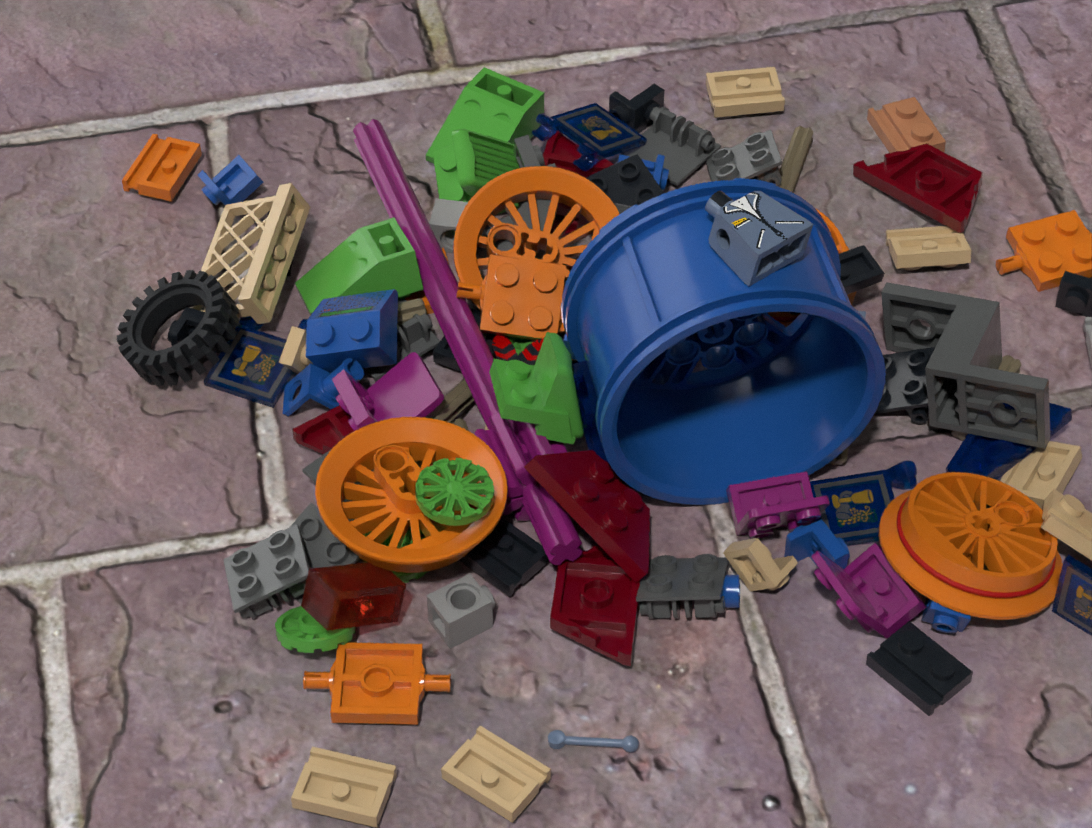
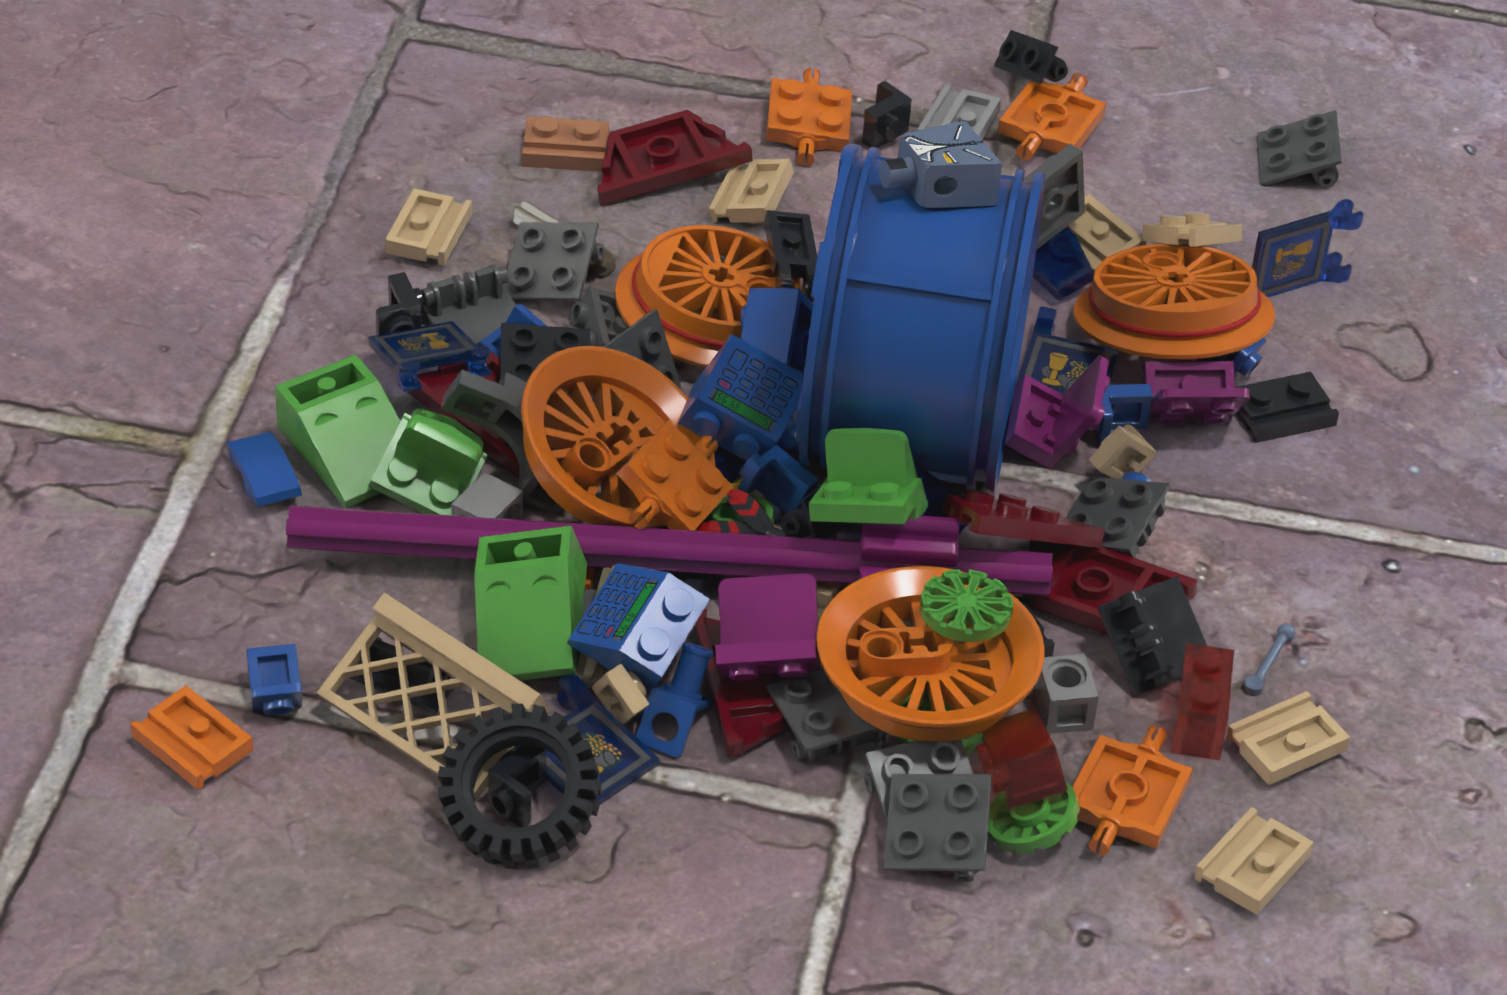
camera: 70 degrees left, 5 degrees down
(429, 107) = (264, 469): none -> blue slope
(498, 699) = (1202, 701): none -> clear red brick
(555, 648) = (1151, 633): none -> black hinge

